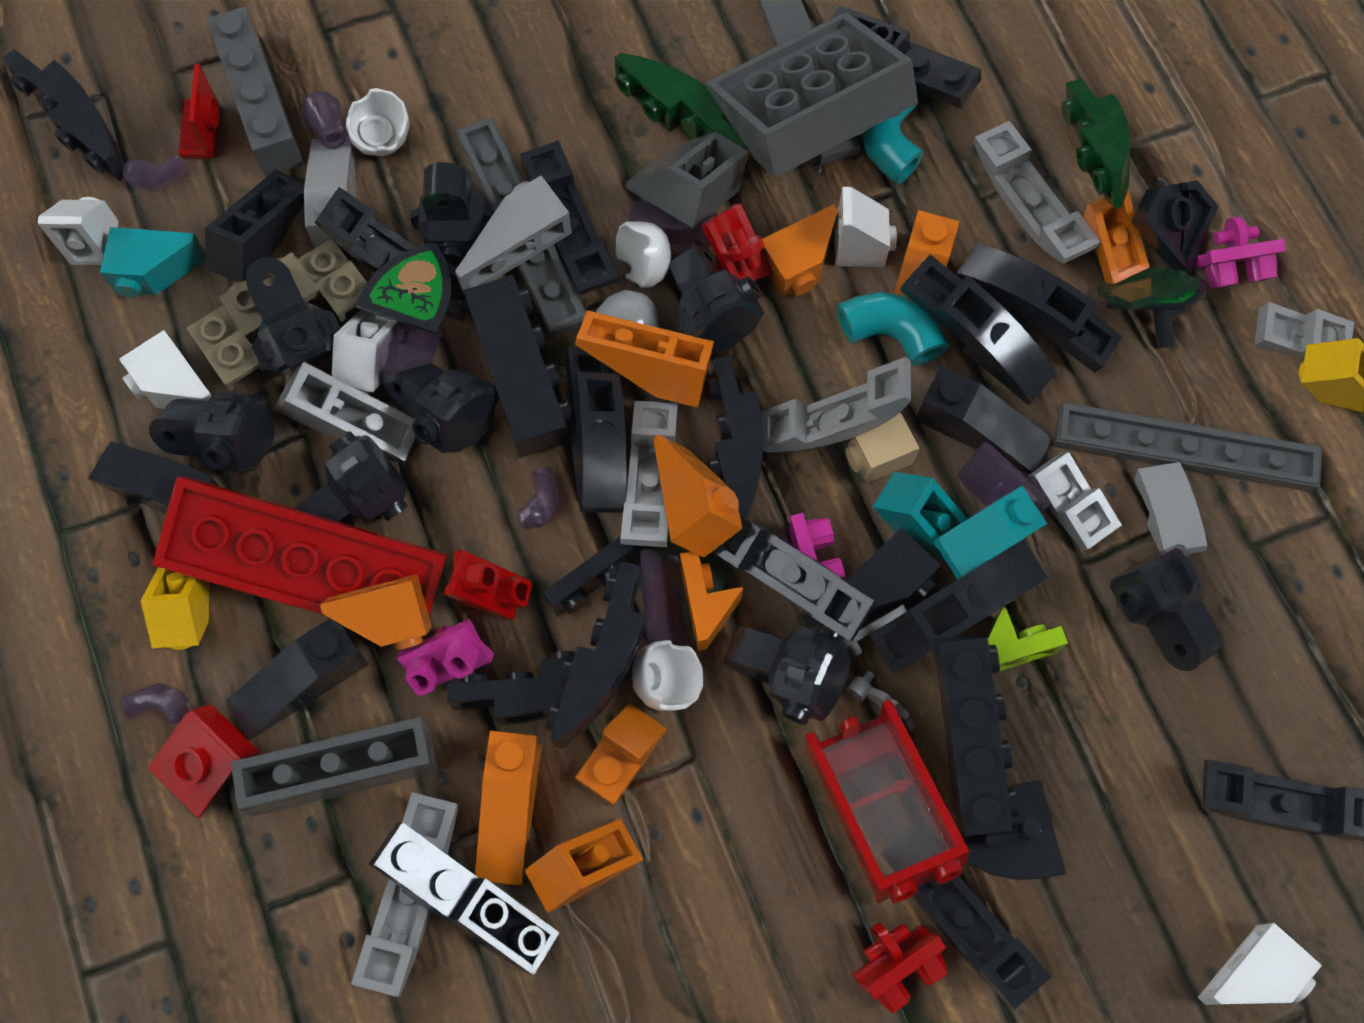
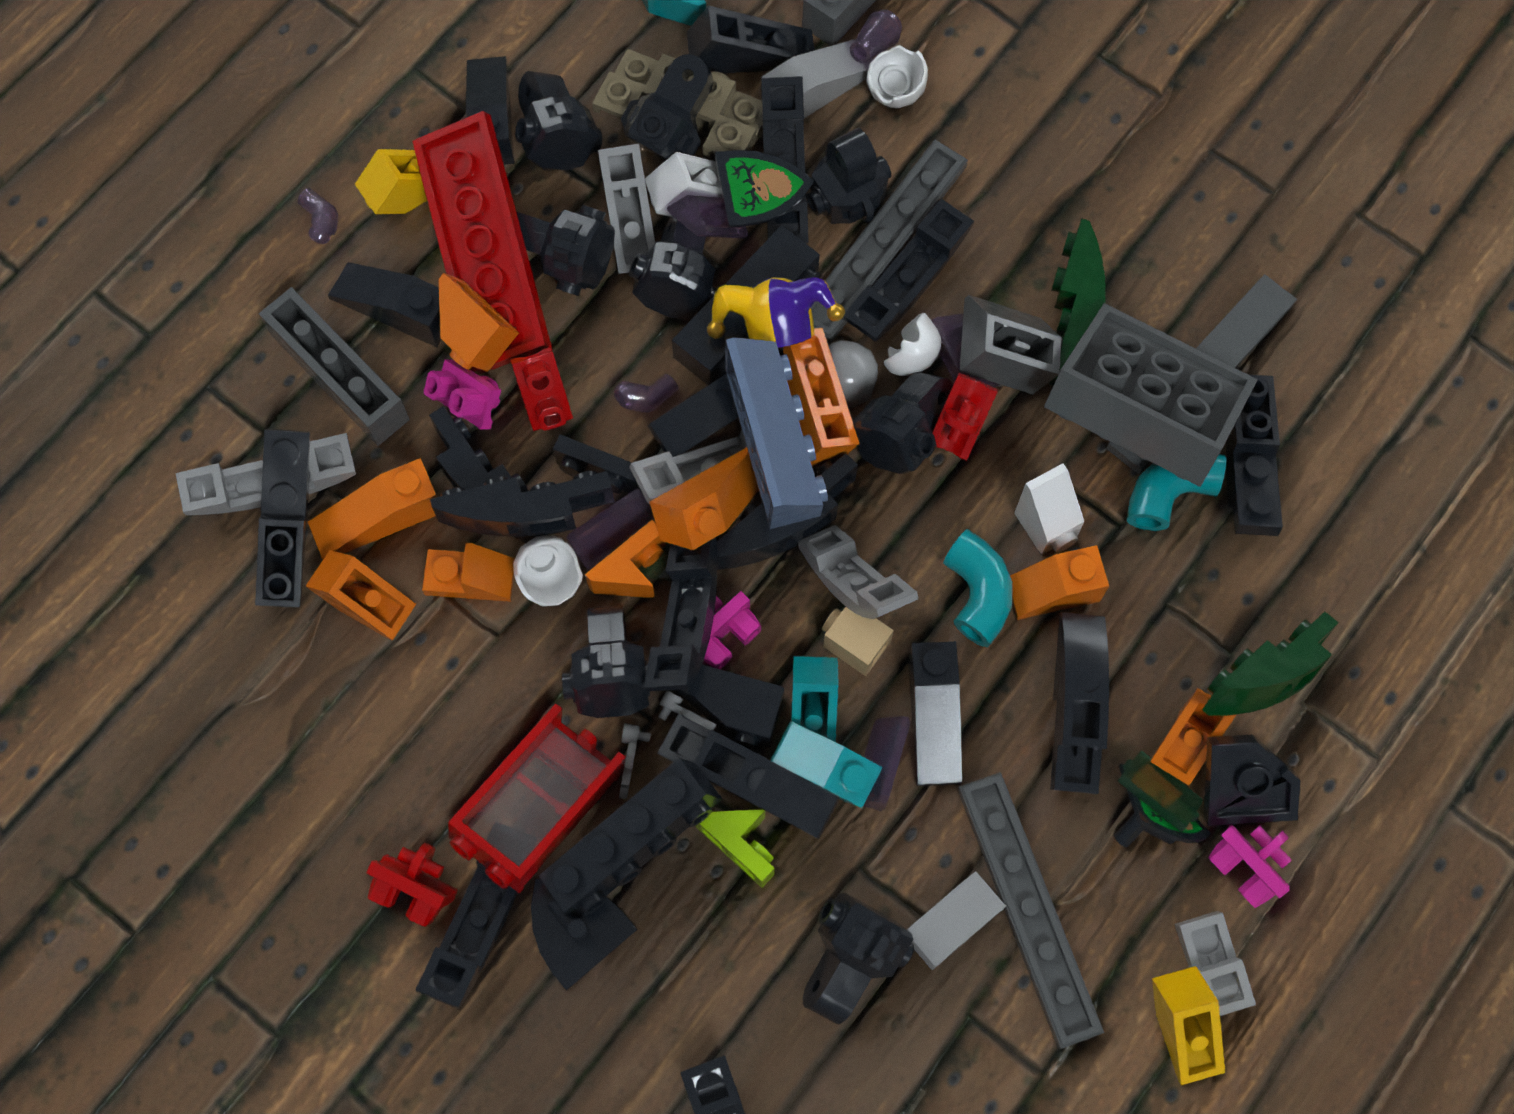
camera: 60 degrees right, 0 degrees up
(162, 373) = (581, 57): white slope -> none
(199, 757) = (300, 264): red piece -> none
(519, 229) = (863, 235): light grey slope -> none
(553, 335) = (774, 309): none -> piece
(669, 401) = (773, 431): none -> sand blue slope
(800, 252) = (995, 472): orange slope -> none
(983, 326) = (1018, 661): black slope -> none
(1029, 196) = (1193, 643): light grey slope -> none
(1074, 504) = (911, 831): light grey slope -> none

